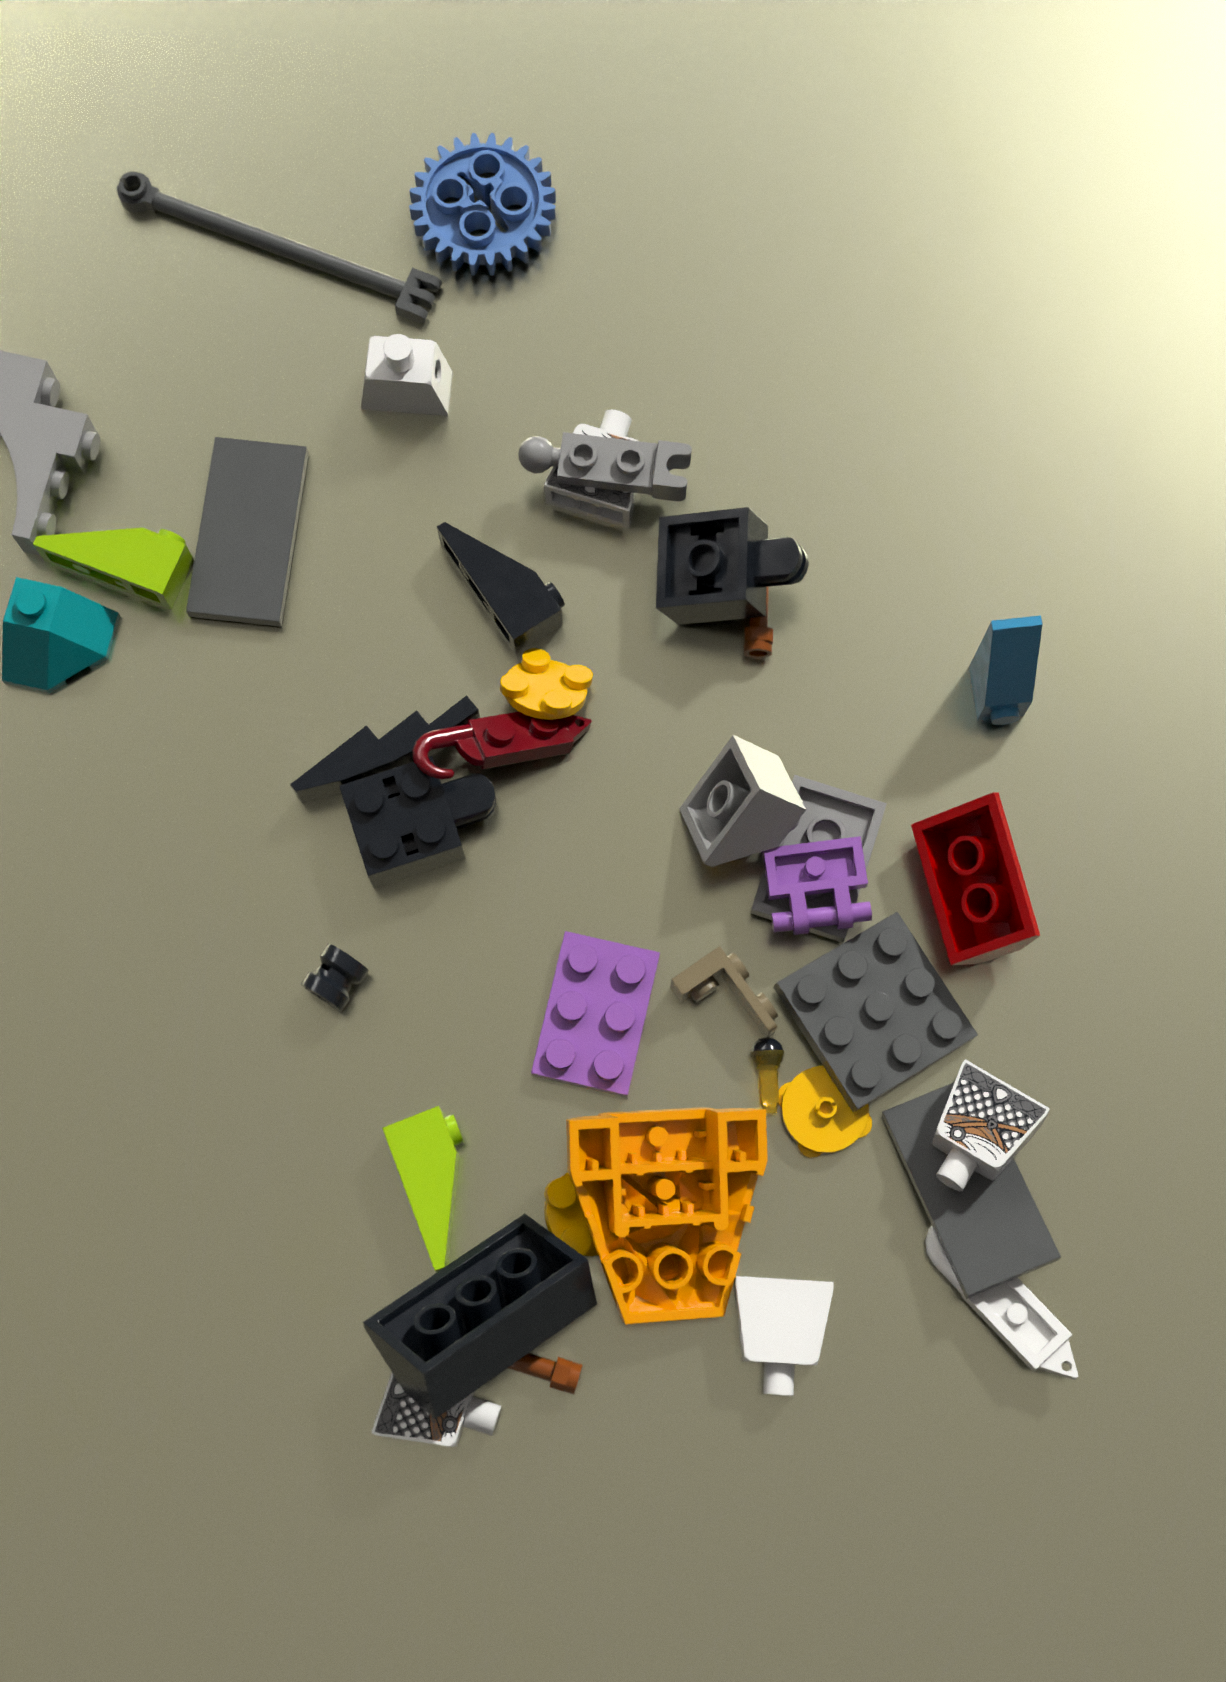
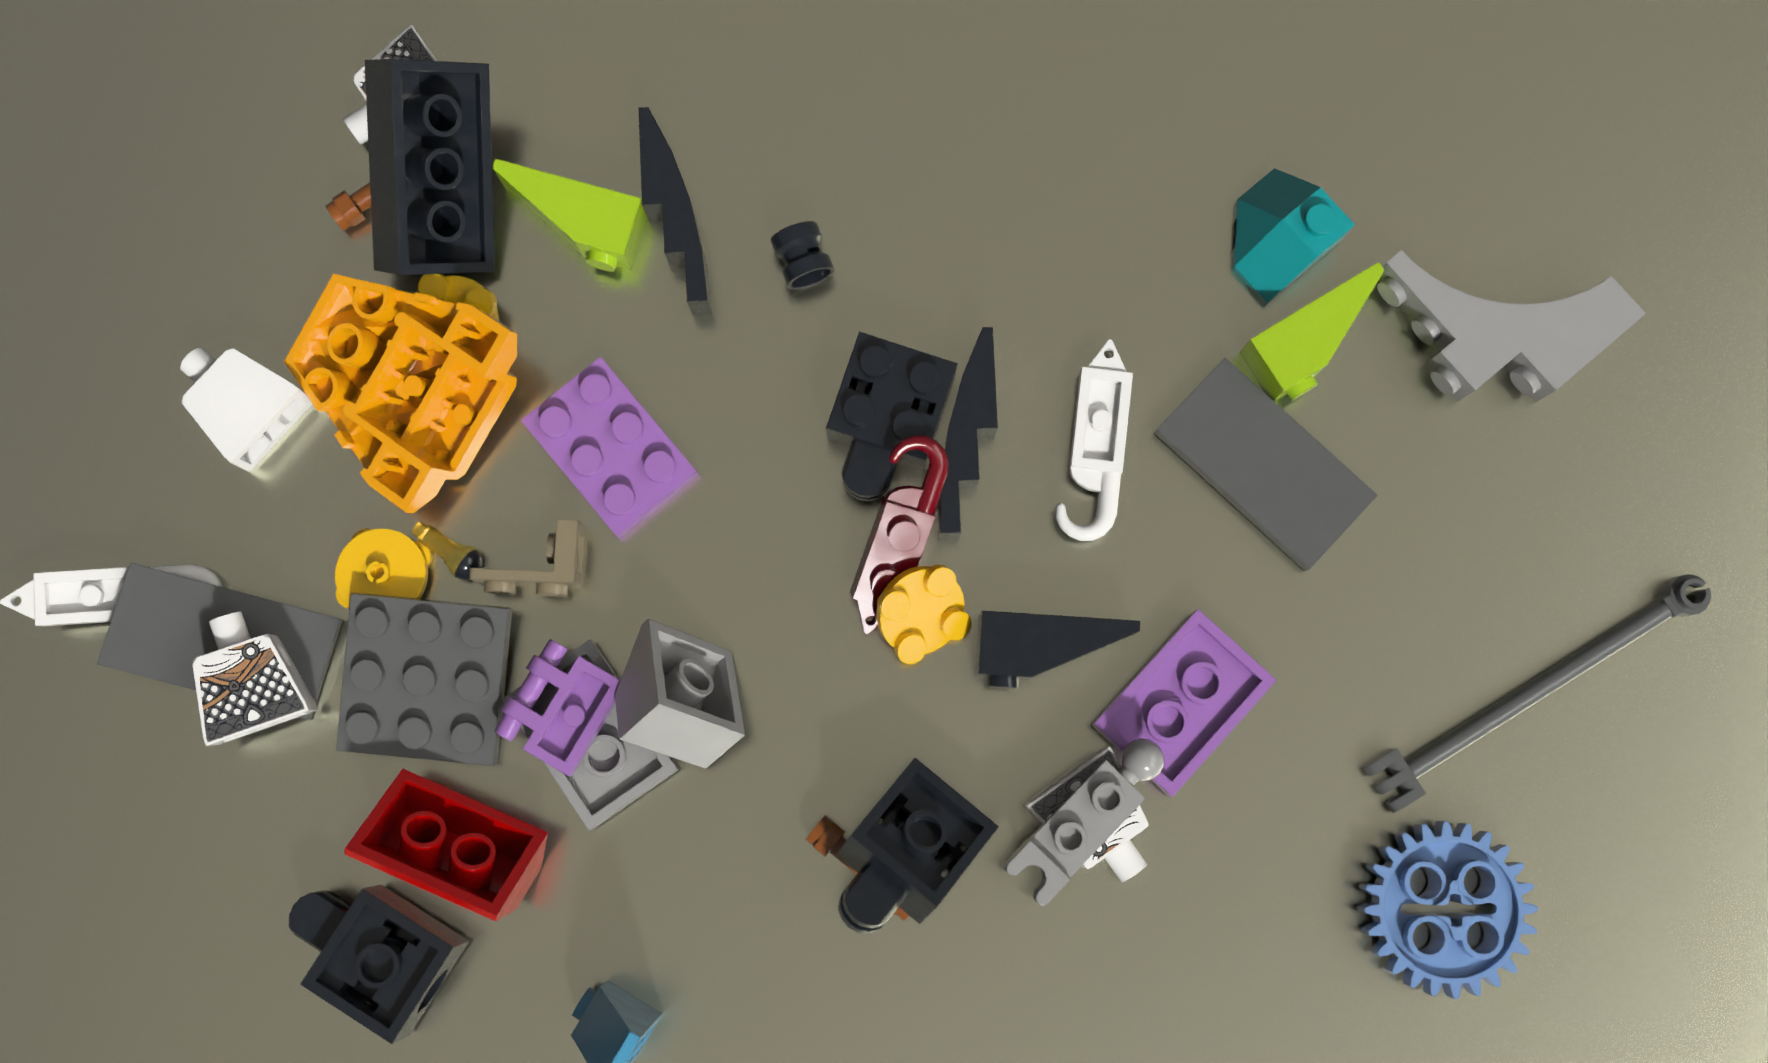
camera: 125 degrees right, 5 degrees up
(316, 657) = (1099, 440): none -> white plate
(360, 1119) = (668, 201): none -> black slope
(406, 376) = (1312, 701): white torso -> none
(467, 466) = (1186, 699): none -> medium lavender plate
(1092, 879) = (376, 956): none -> black brick

